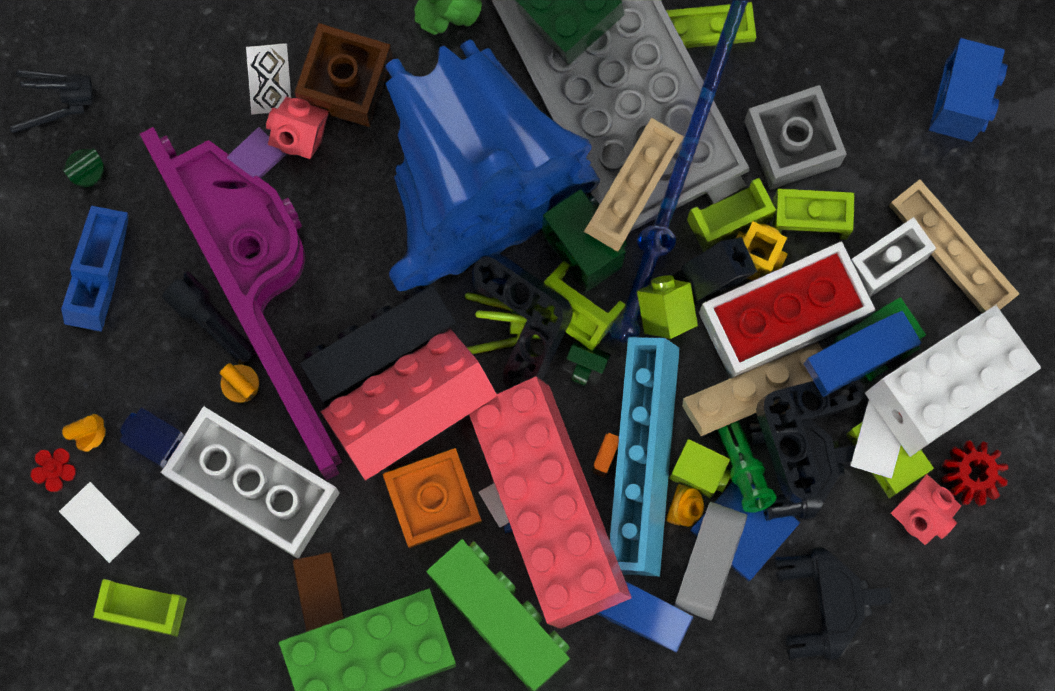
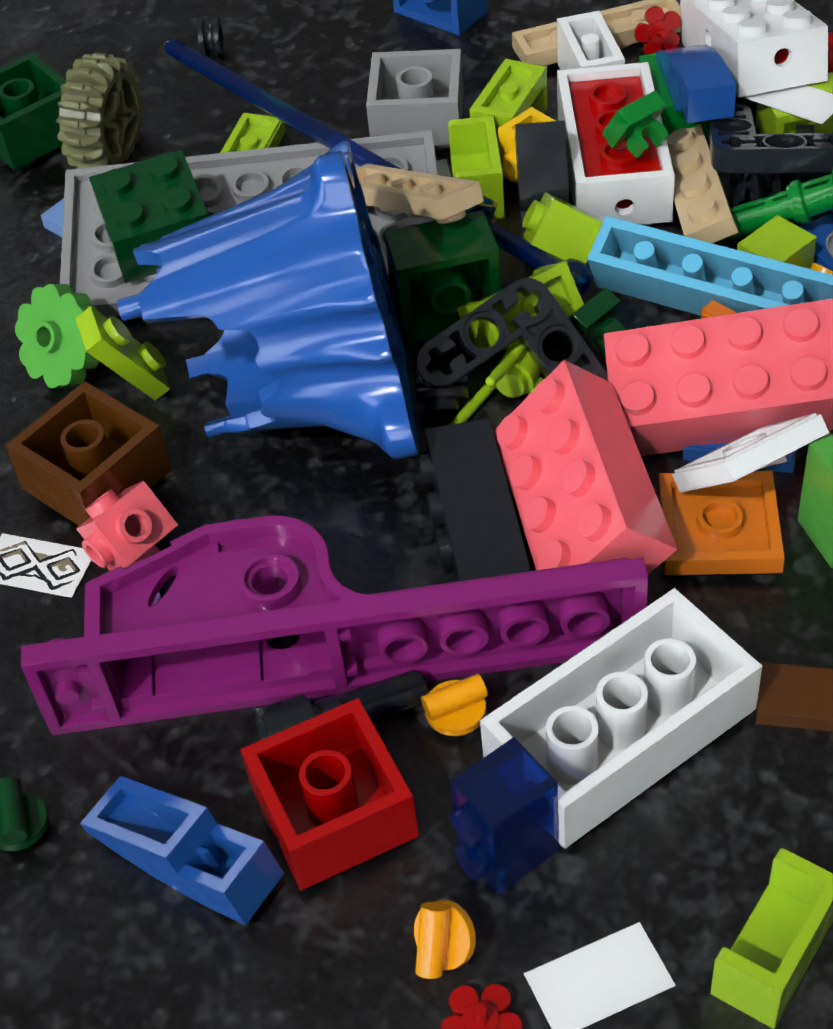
camera: 60 degrees left, 30 degrees down
(145, 337) = (330, 793): none -> red brick
(429, 37) = (115, 347): none -> lime plate
(458, 503) = (749, 452): none -> white tile
(769, 325) = (637, 120): none -> green tile
(964, 299) = (659, 31): none -> red plant

